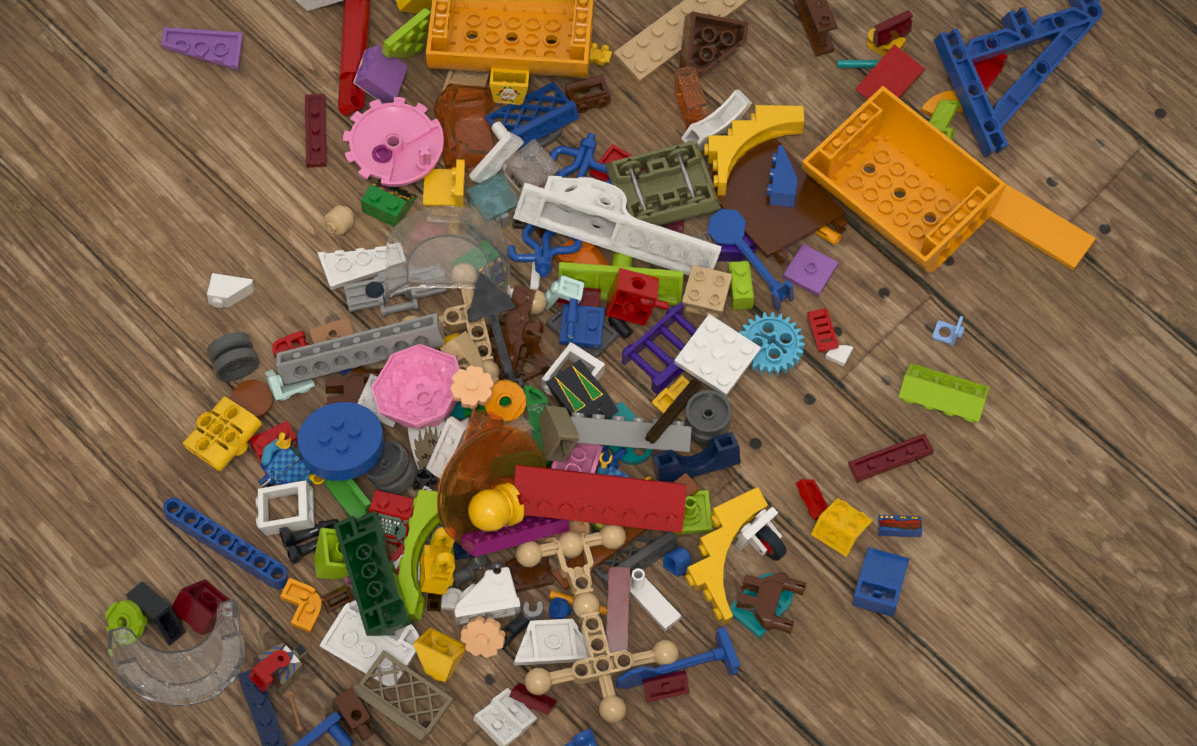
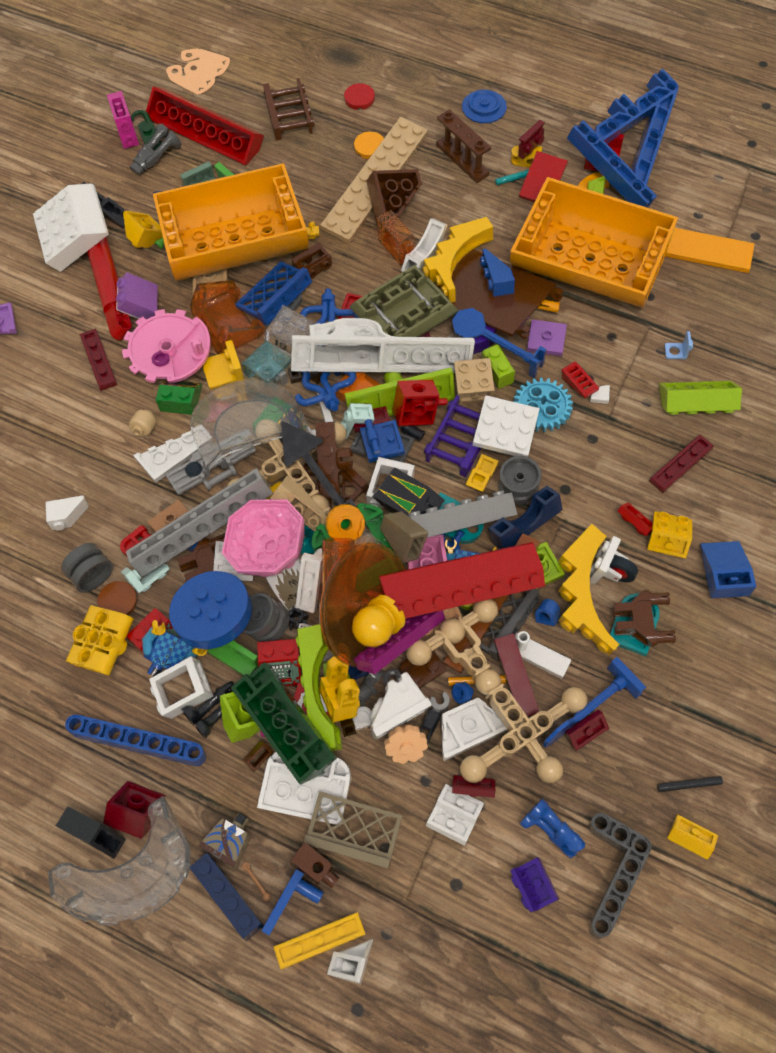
camera: 15 degrees left, 0 degrees up
(131, 612) = (64, 842): lime plate -> none
(273, 665) = (222, 845): red leg -> none
(308, 604) = (231, 768): light orange plate -> none
(409, 38) = (150, 259): lime plate -> none
(439, 654) = (371, 774): yellow slope -> none
(472, 387) = (313, 520): light nougat plant -> none
(494, 160) = (256, 334): white piece -> none
(509, 85) = (247, 271): yellow torso -> none
(672, 412) = (491, 485): dark brown axle -> none
(899, 526) = (717, 516): slope -> none

